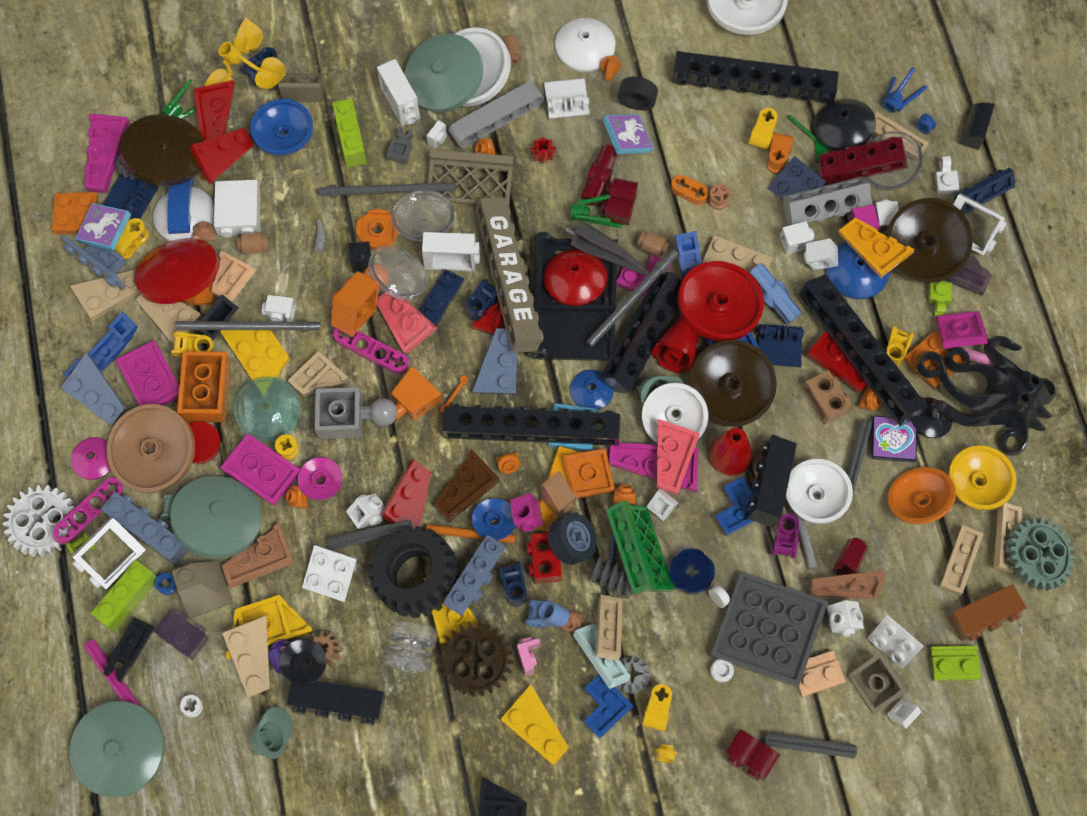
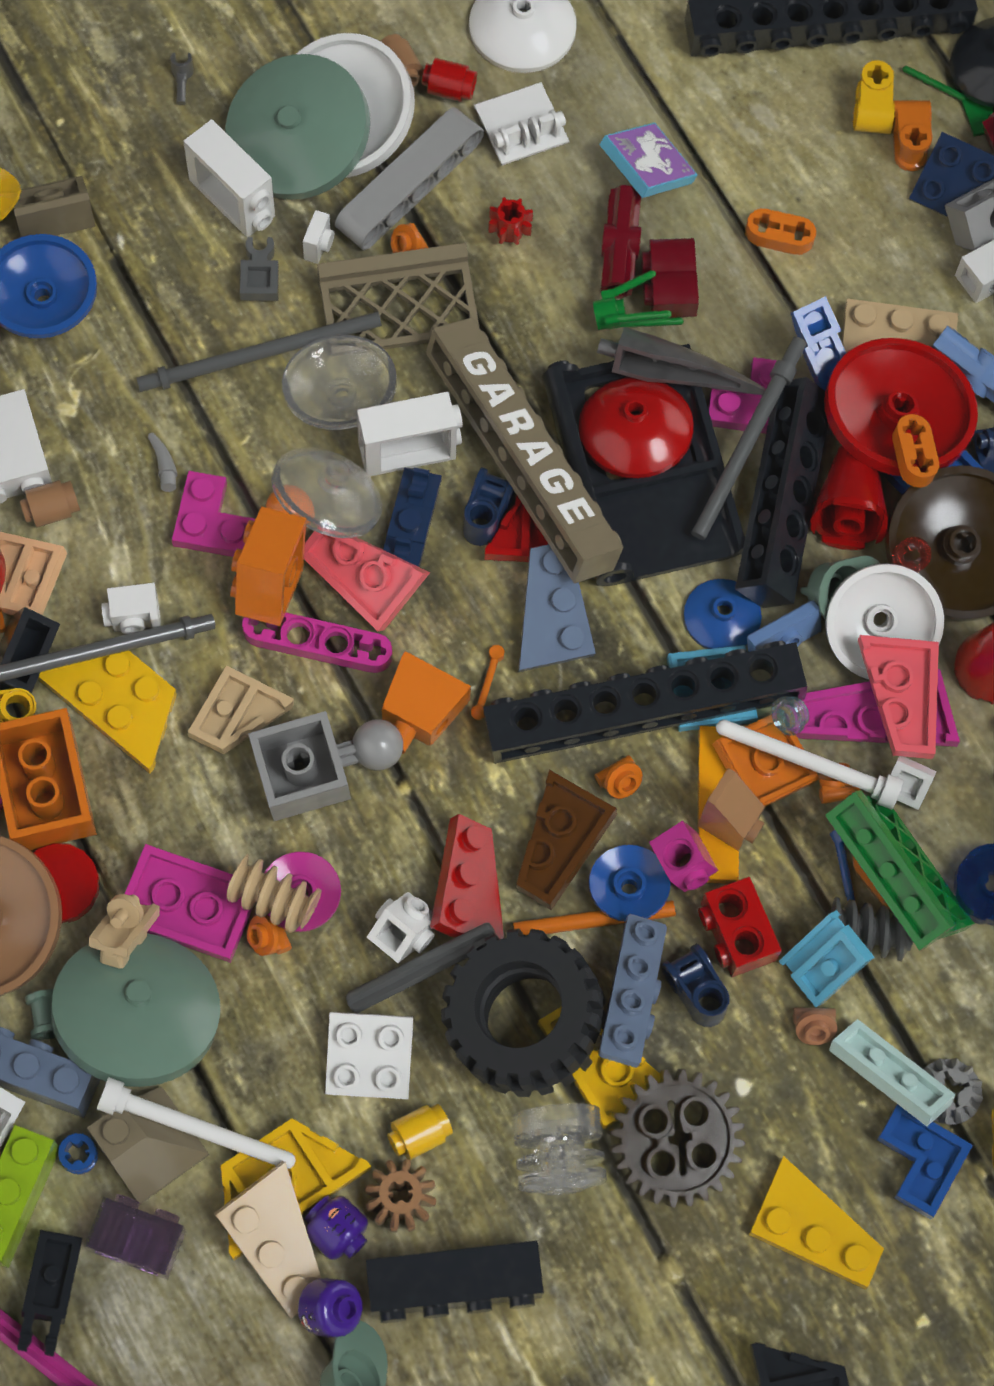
camera: 20 degrees left, 0 degrees up
(190, 559) = (118, 1099): none -> white piece
(198, 707) = (179, 1363): white bush -> none
(220, 473) = (122, 929): none -> tan hips
(261, 558) = (238, 1061): nougat wing -> none
(266, 696) = (330, 1307): none -> dark purple head
(269, 423) = (160, 819): clear light blue dish -> none
(291, 450) = (223, 858): yellow wheel -> none
(299, 652) = (377, 1207): black dish -> none
(301, 476) = (272, 895): none -> tan piece
(329, 271) = (200, 520): none -> dark pink plate
(343, 619) = (419, 1131): none -> yellow brick
(349, 133) = (162, 269): lime brick -> none
(359, 255) = (249, 481): black brick -> none
(375, 218) = (245, 416): orange plate -> none
(394, 29) = (181, 72): none -> flat silver hand
(528, 659) = (762, 1113): bright pink bracket -> none
(534, 66) = (449, 80): none -> red brick
(546, 614) = (768, 1028): medium blue piece -> none
(572, 538) = (778, 881): black wheel -> none
(585, 586) = (826, 959): none -> medium azure plate
(606, 452) = (790, 715): none -> clear light blue plate
(609, 627) = (891, 1020): tan plate -> none
(610, 65) = (579, 52): orange plate -> none
(624, 406) = (792, 627): none -> medium blue plate
(637, 93) = (640, 72): black tyre -> none
(643, 503) = (883, 788): none -> white piece
(653, 244) = (751, 337): medium nougat brick -> none
(703, 376) = (913, 543): none -> clear red bush
(722, 192) = (835, 221): nougat wheel -> none
(723, 326) = (908, 452): none -> orange beam

